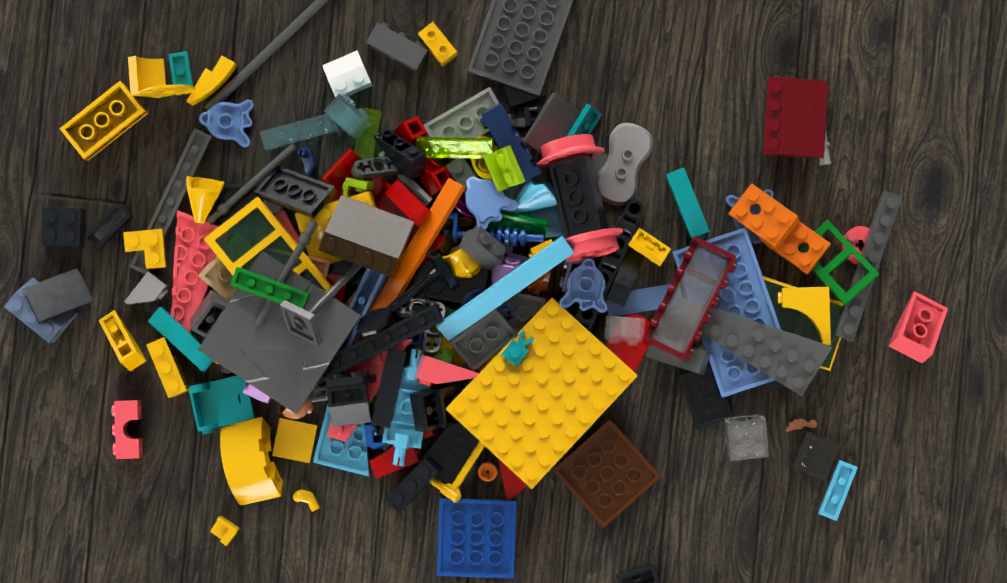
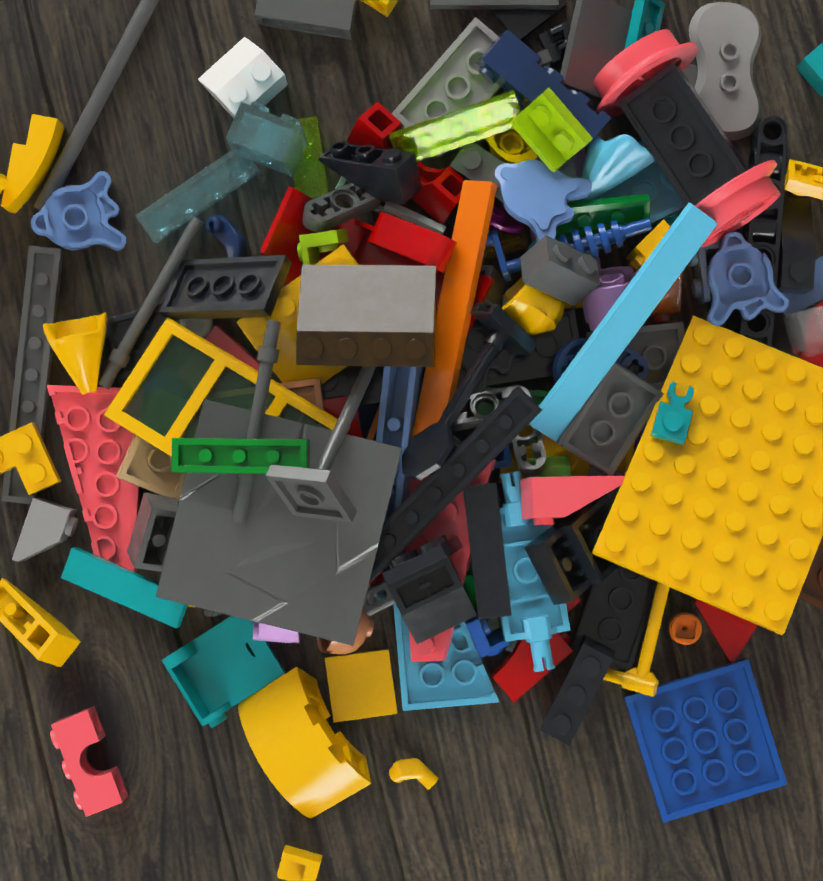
camera: 20 degrees left, 0 degrees up
(168, 367) = (118, 640): yellow brick -> none

